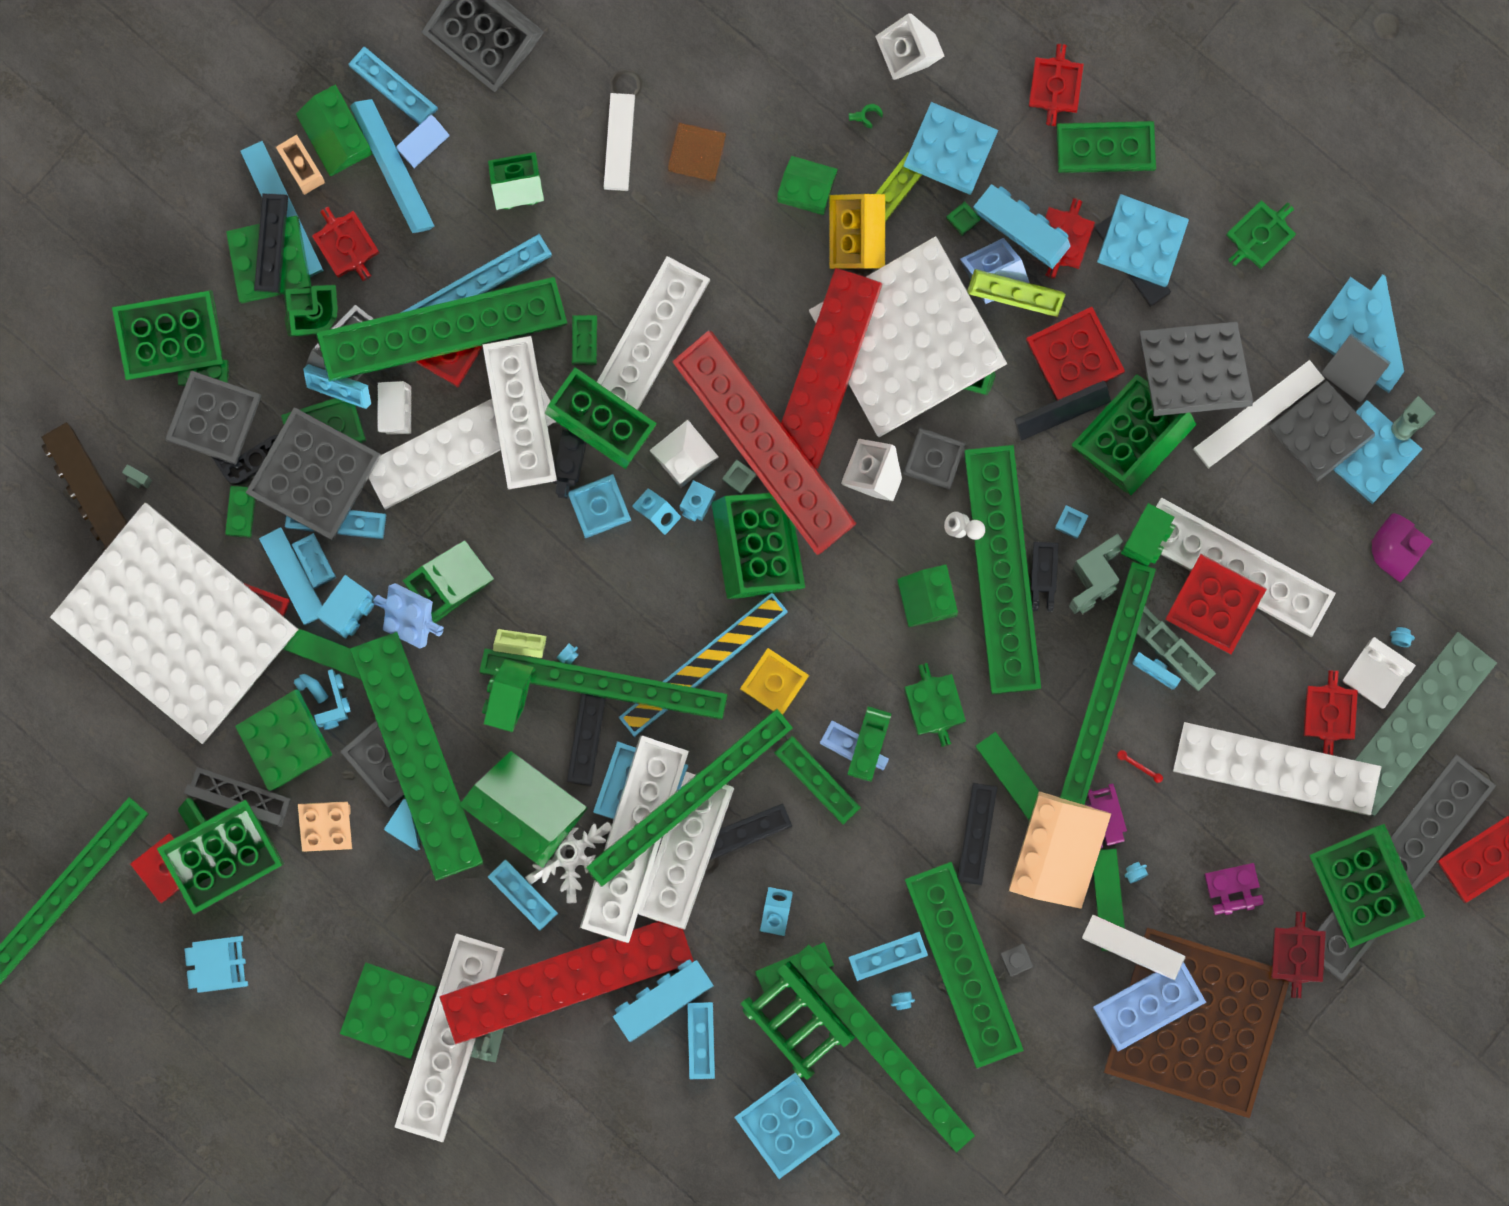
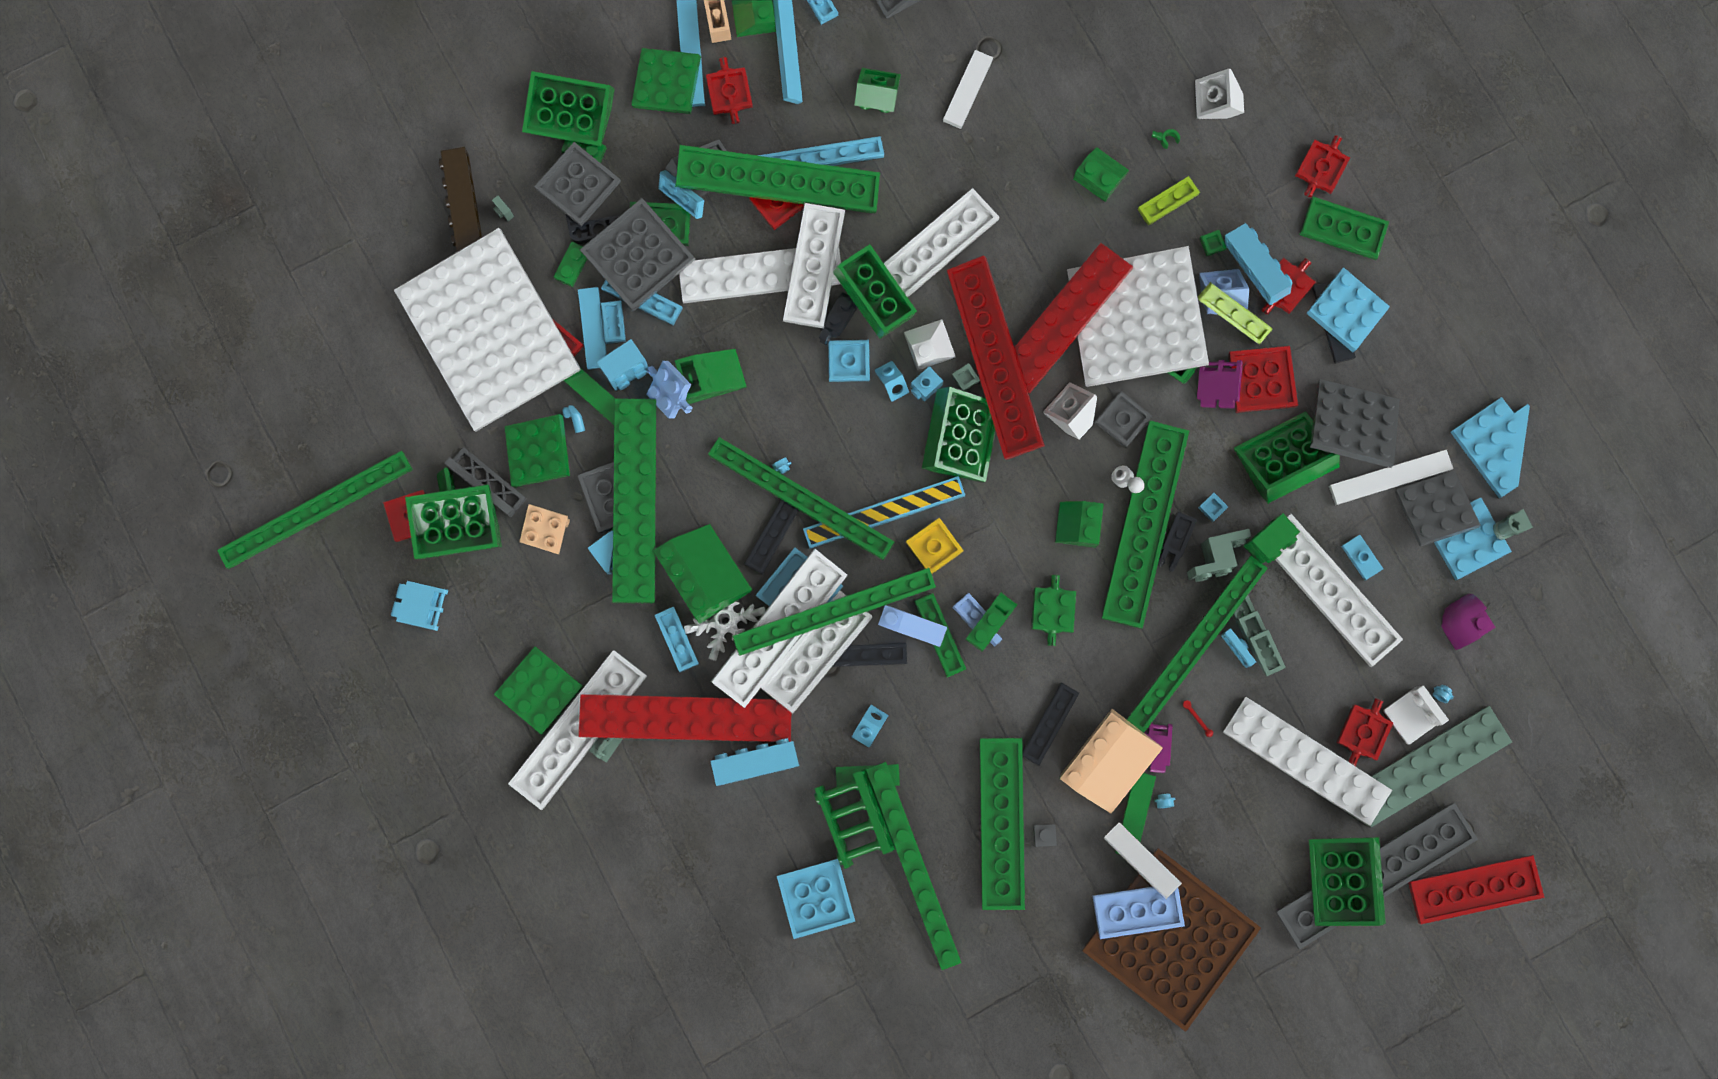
camera: 15 degrees right, 0 degrees up
(271, 243) = (672, 67): black tile -> none
(310, 310) = (683, 128): green brick -> none
(331, 718) = (581, 447): medium azure bracket -> none
(394, 407) = (719, 228): white hinge -> none
(422, 141) = (817, 34): light blue slope -> none
(507, 695) = (722, 479): green brick -> none
(519, 643) = (747, 443): yellowish green plate -> none
(584, 339) = (885, 229): green plate -> none
(697, 152) = (1025, 118): clear orange tile -> none
(701, 1041) = (773, 806): medium azure plate -> none
(782, 780) = (912, 625): none -> light blue slope
(857, 231) = (1127, 221): yellow slope -> none
(888, 956) = (945, 794): medium azure plate -> none
(902, 1000) = (943, 833): medium azure plate -> none
(950, 148) = (1223, 185): medium azure plate -> none
(1009, 773) = (1093, 685): green tile -> none
(1028, 380) = (1220, 384): none -> magenta plate
(1062, 410) = (1237, 418): black tile -> none
(1216, 603) = (1305, 613): red plate -> none
(1231, 881) = (1238, 836): magenta plate -> none
(1258, 517) = (1362, 557): none -> medium azure plate
(1261, 234) = (1442, 338): green plate -> none
(1298, 955) = (1272, 916): dark red plate -> none
(1355, 368) = (1481, 469): dark grey tile -> none

